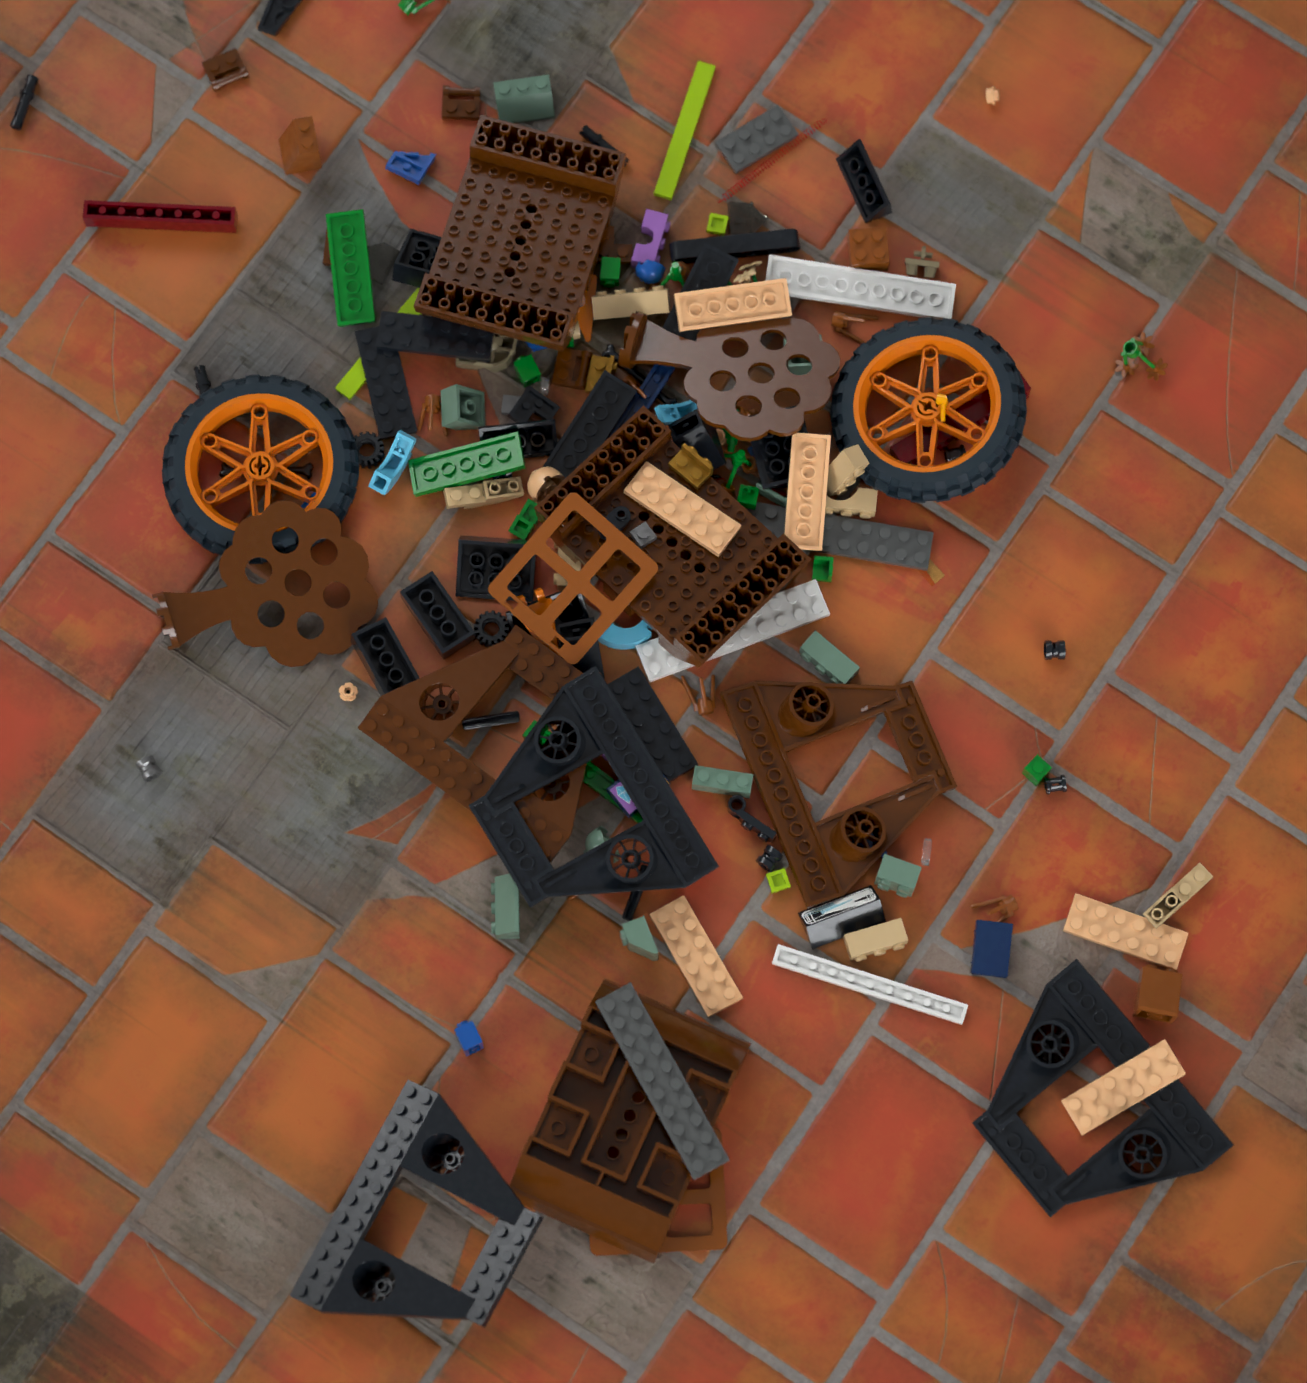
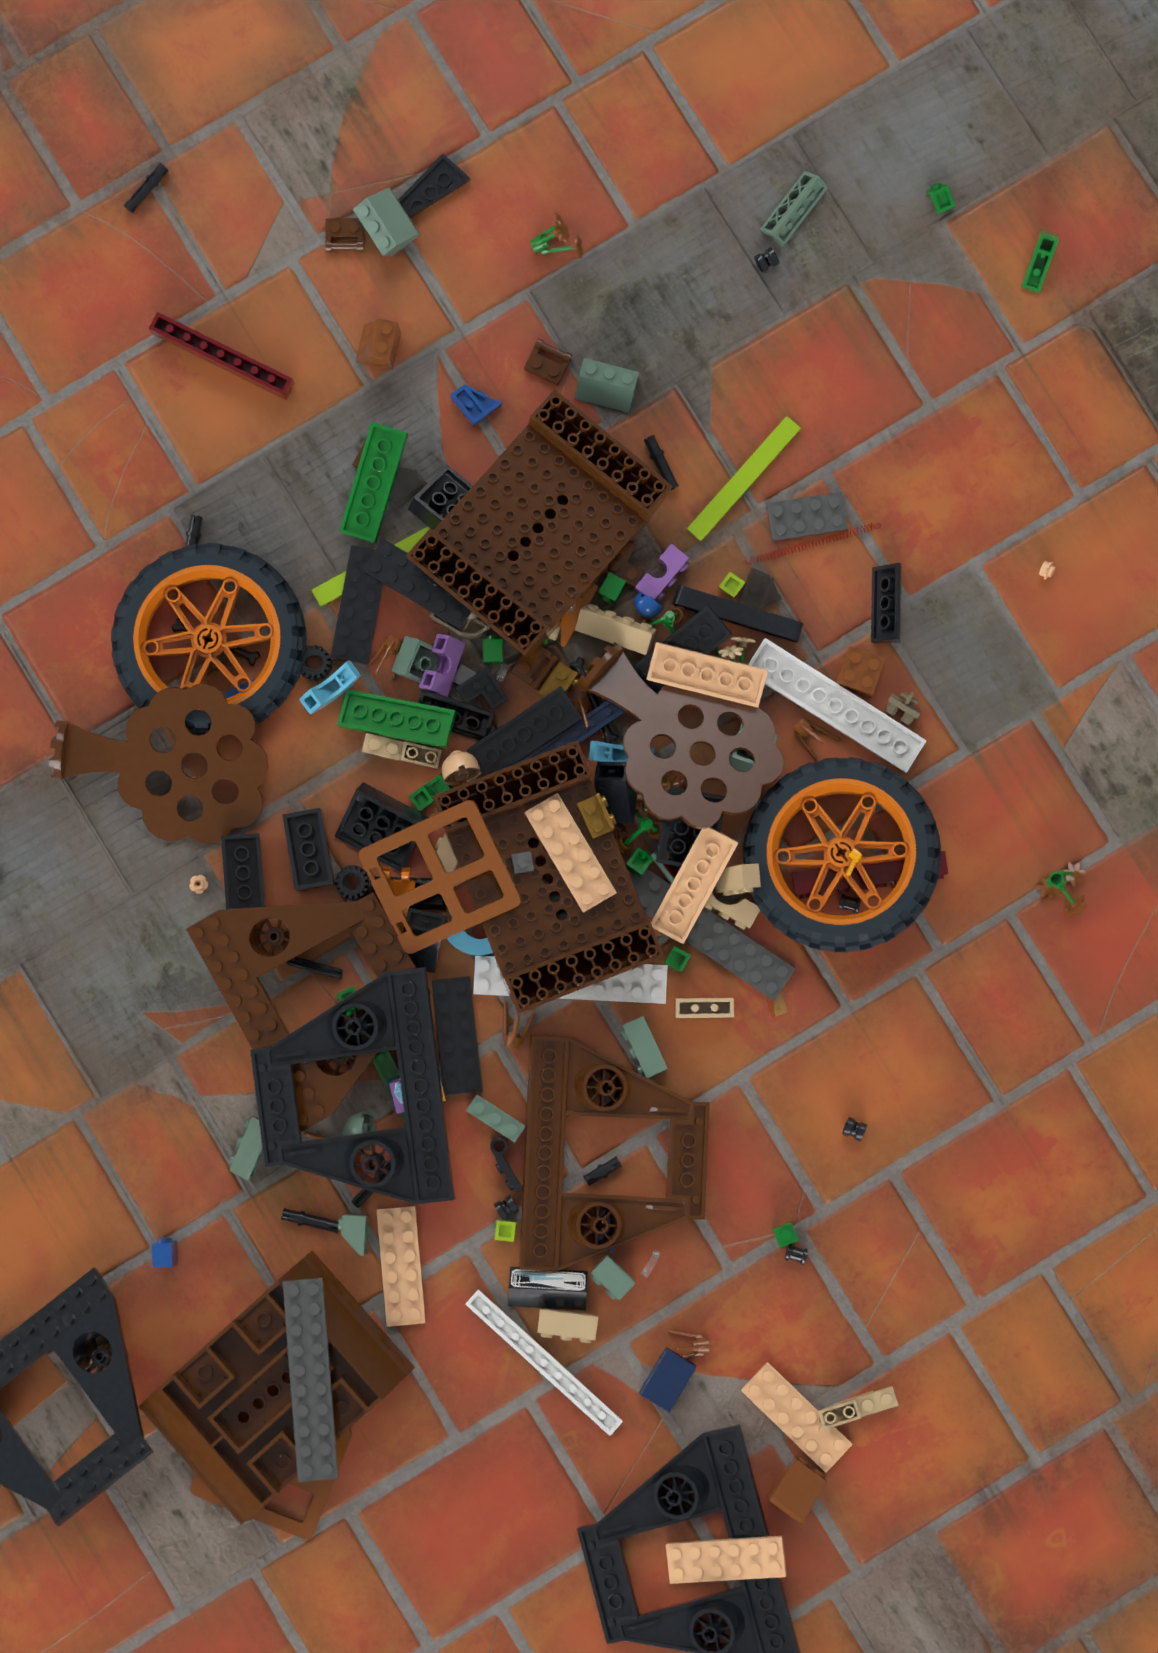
camera: 30 degrees right, 10 degrees up
(260, 41) = (386, 222): none -> sand green slope
(487, 387) = (449, 653): none -> medium lavender arch
(592, 951) = (309, 1220): none -> black pin
(619, 522) = (502, 840): black plate -> none
(842, 787) = (602, 1171): none -> black pin
(867, 600) = (704, 1008): none -> tan brick

